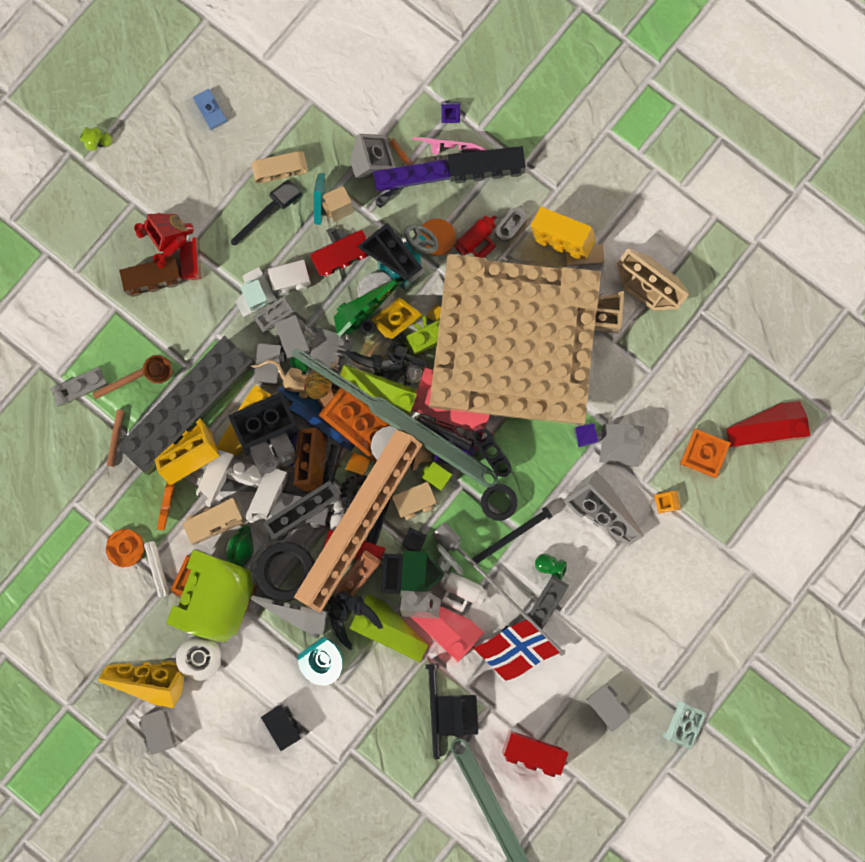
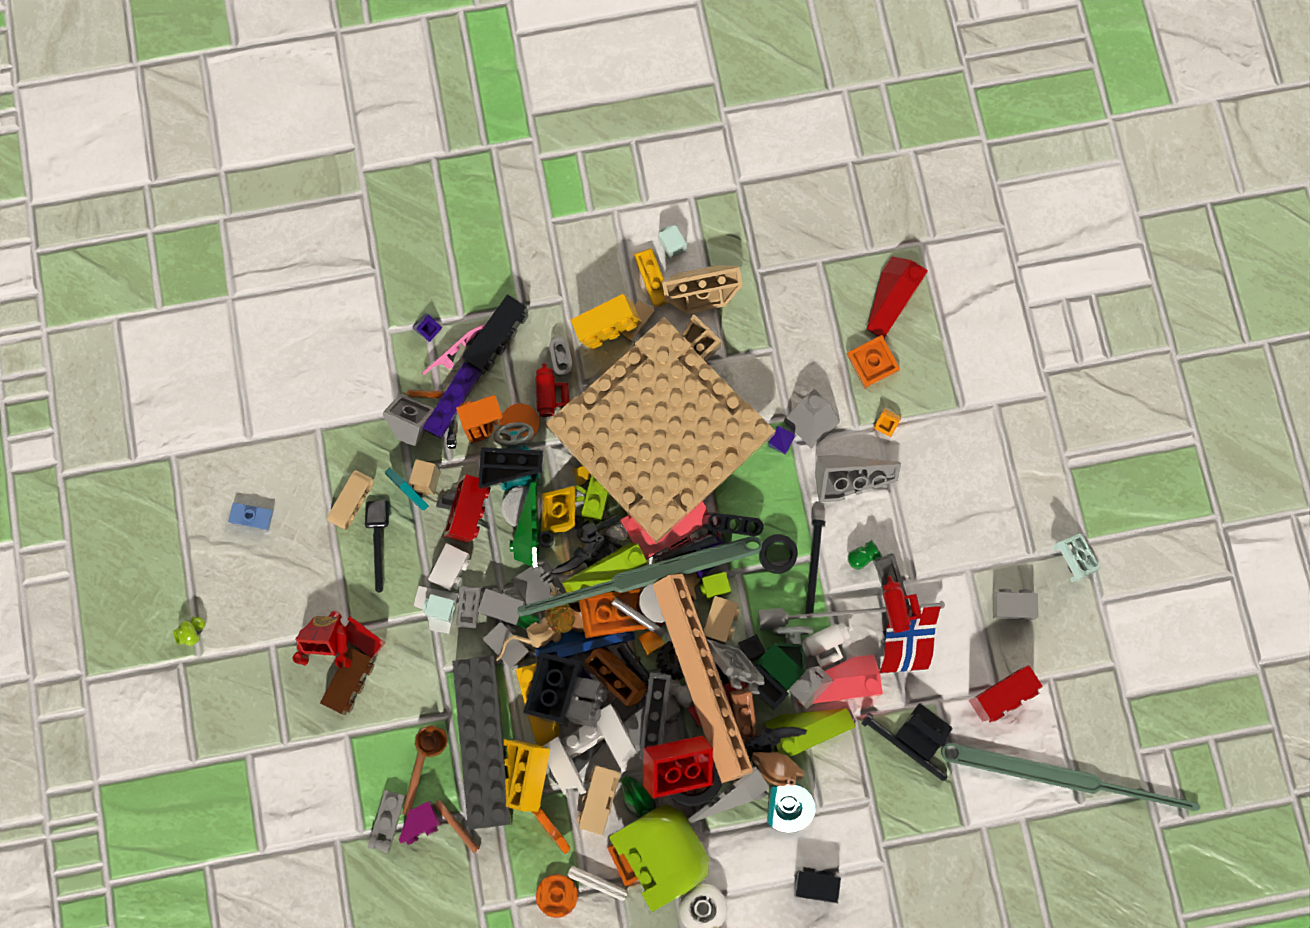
camera: 50 degrees left, 5 degrees down
(97, 409) = (420, 821): none -> magenta slope
(278, 556) = (677, 766): none -> red brick
(339, 629) = (777, 768): none -> medium nougat hat
(365, 439) = (638, 617): none -> light grey bar
(387, 537) = (737, 665): none -> light grey tile
(410, 203) = (479, 418): none -> orange wedge
(531, 620) = (897, 607): none -> red piece
(628, 237) = (651, 276): none -> yellow tile
(668, 230) = (672, 241): none -> light aqua brick

